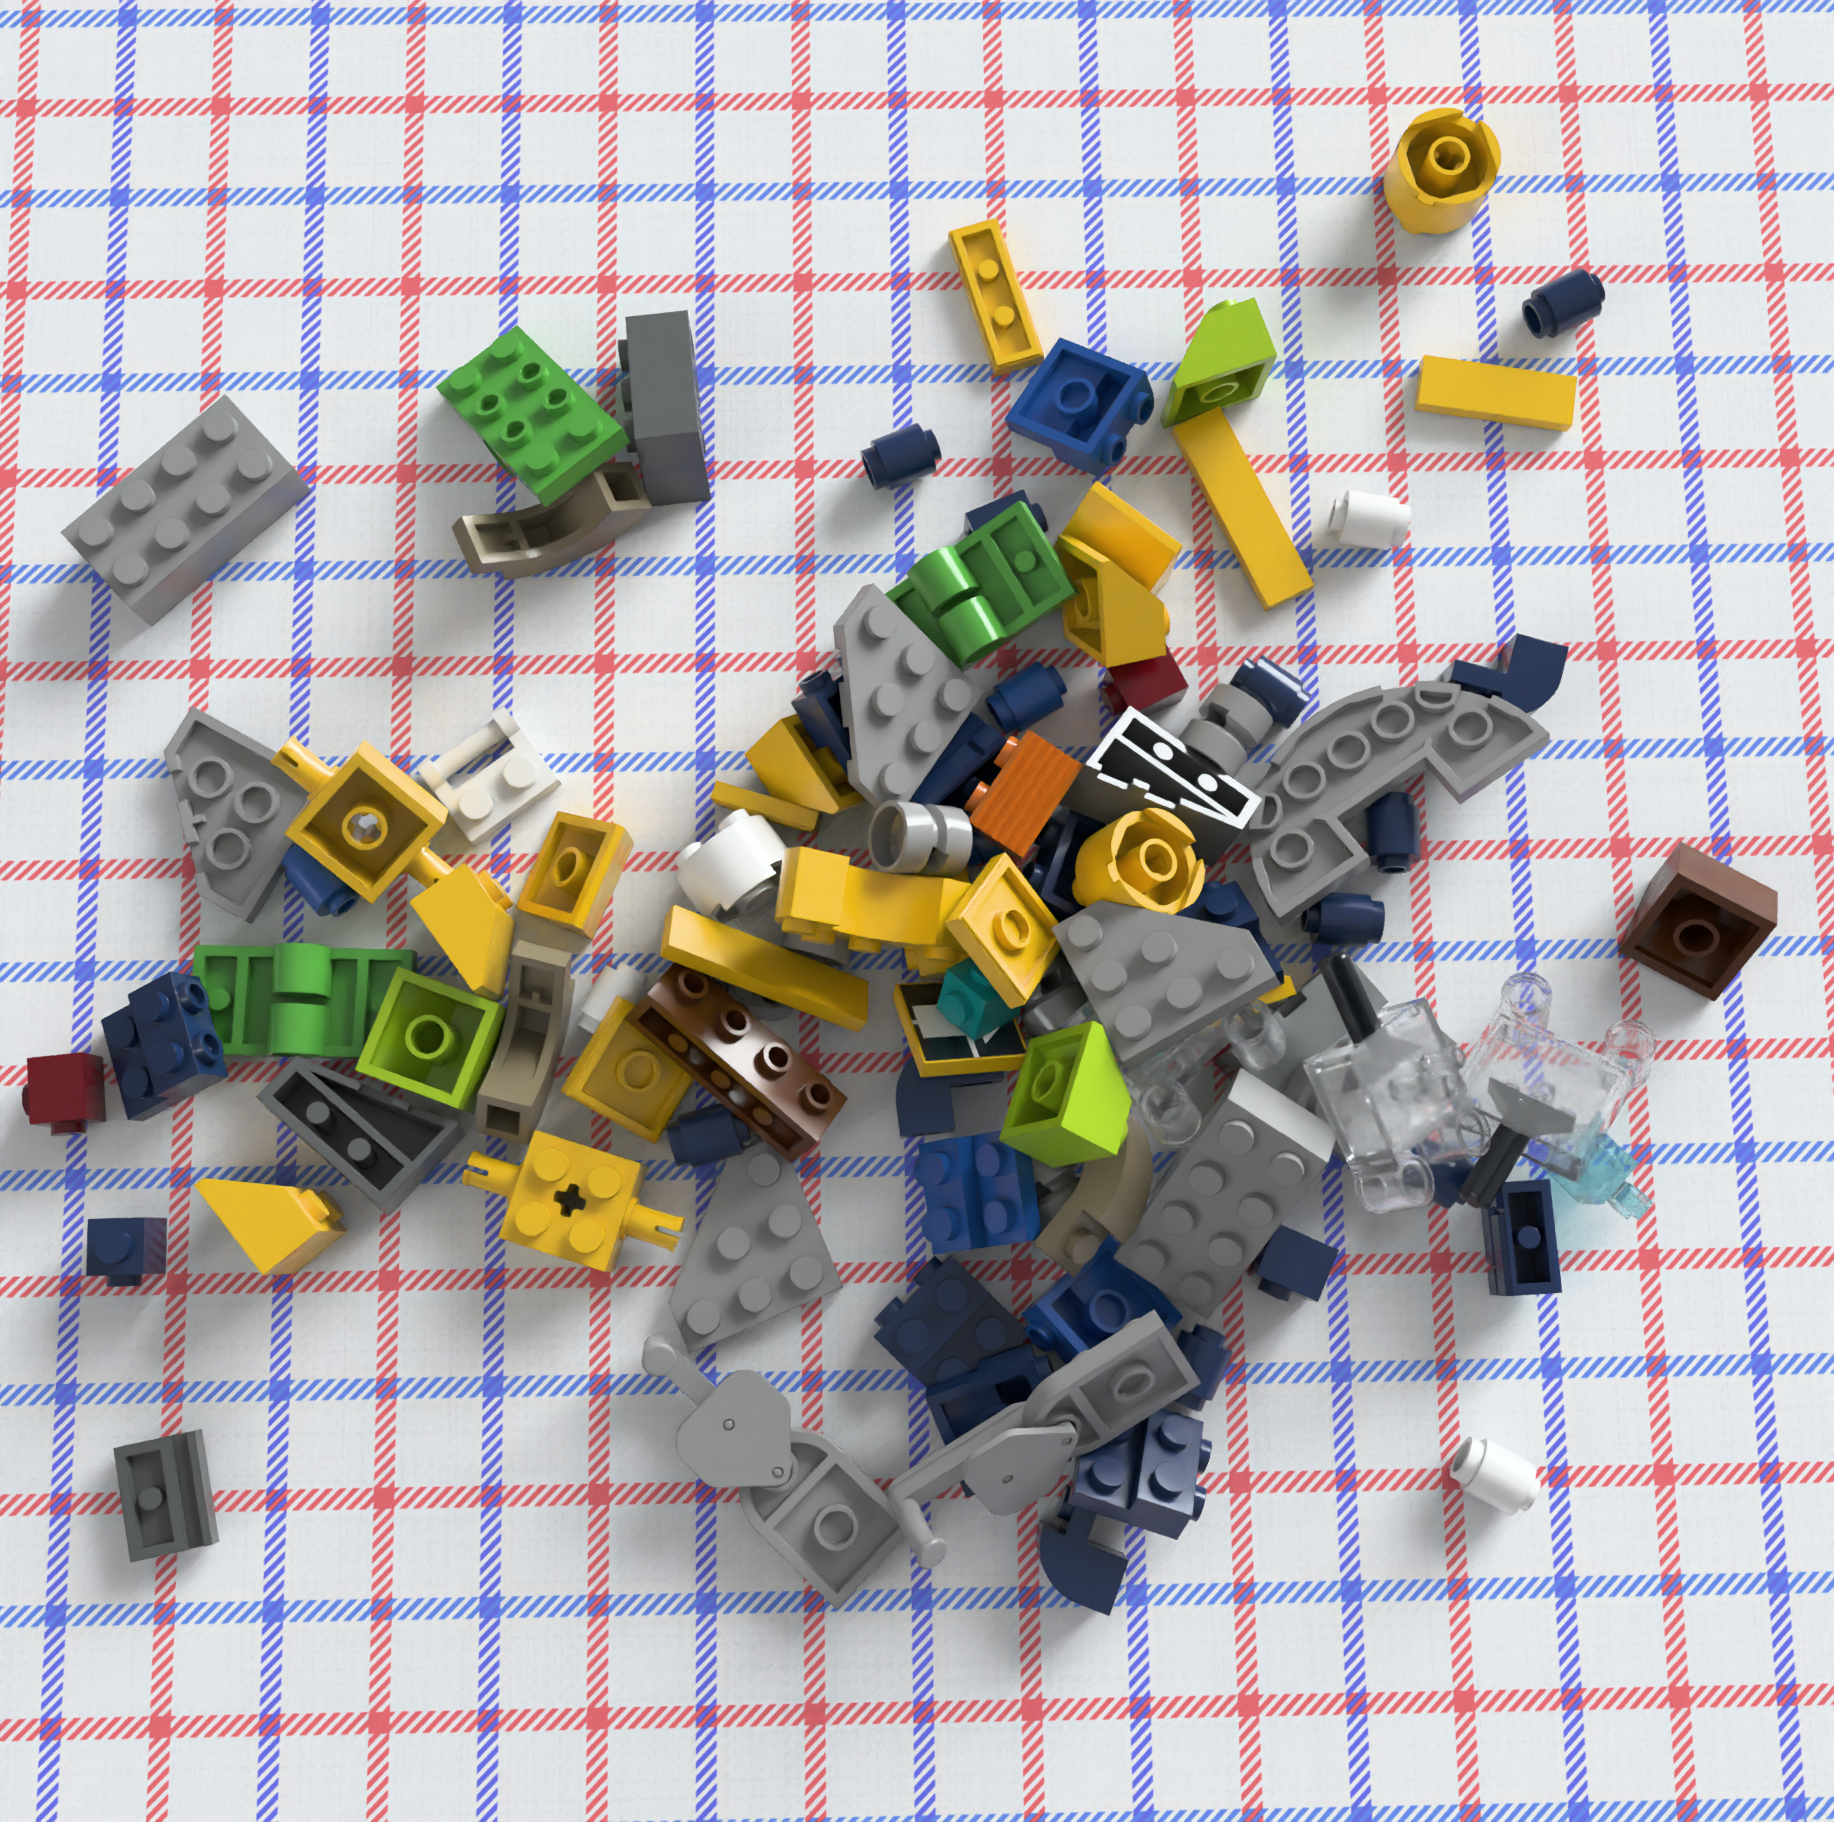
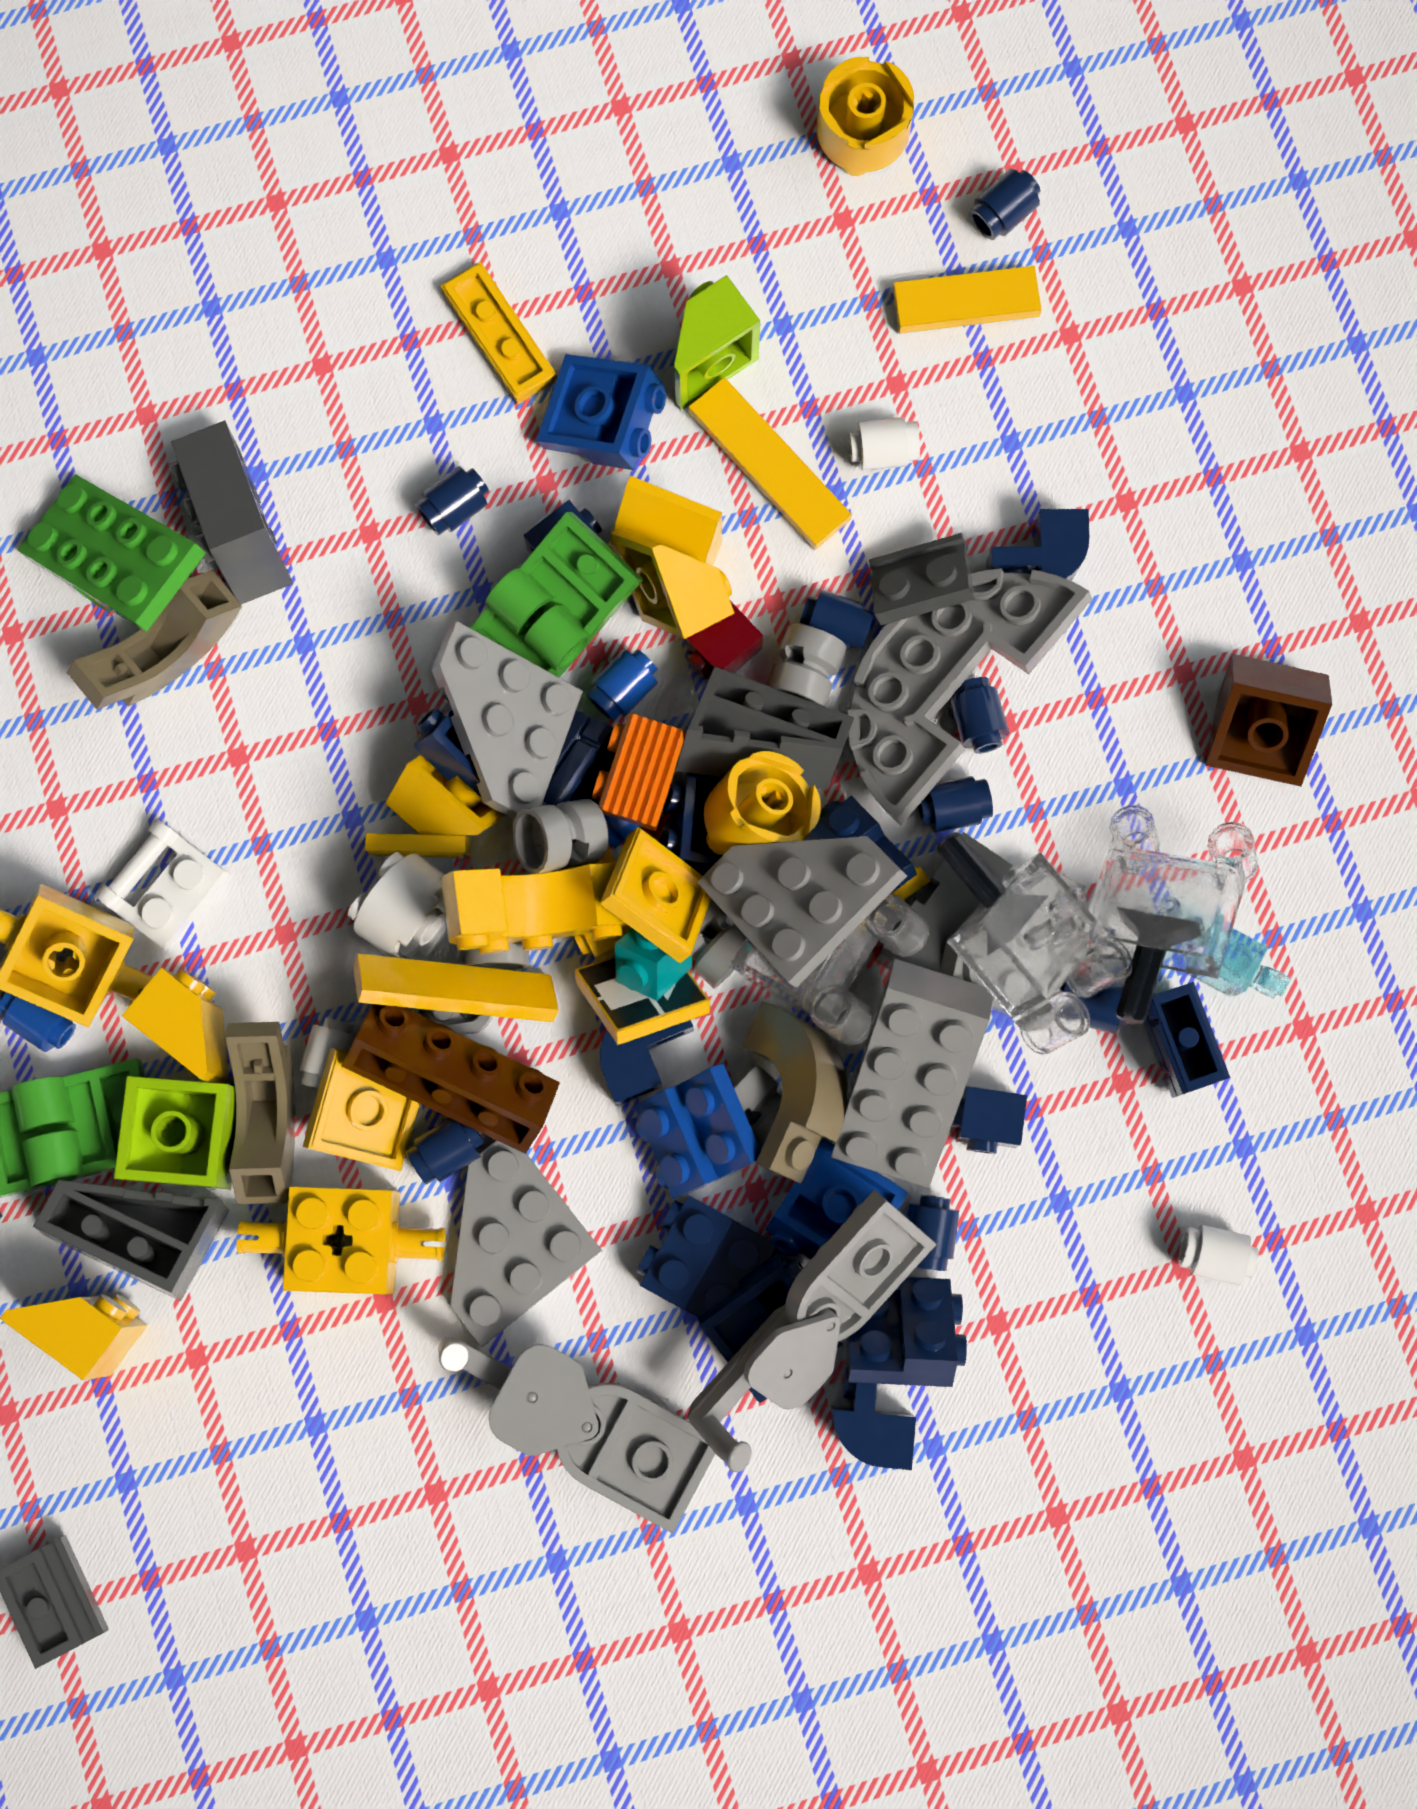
camera: 10 degrees left, 0 degrees up
(576, 873) = (264, 950): yellow slope -> none
(1068, 1099) = (751, 1028): lime slope -> none
(1371, 673) = (921, 579): none -> dark grey plate

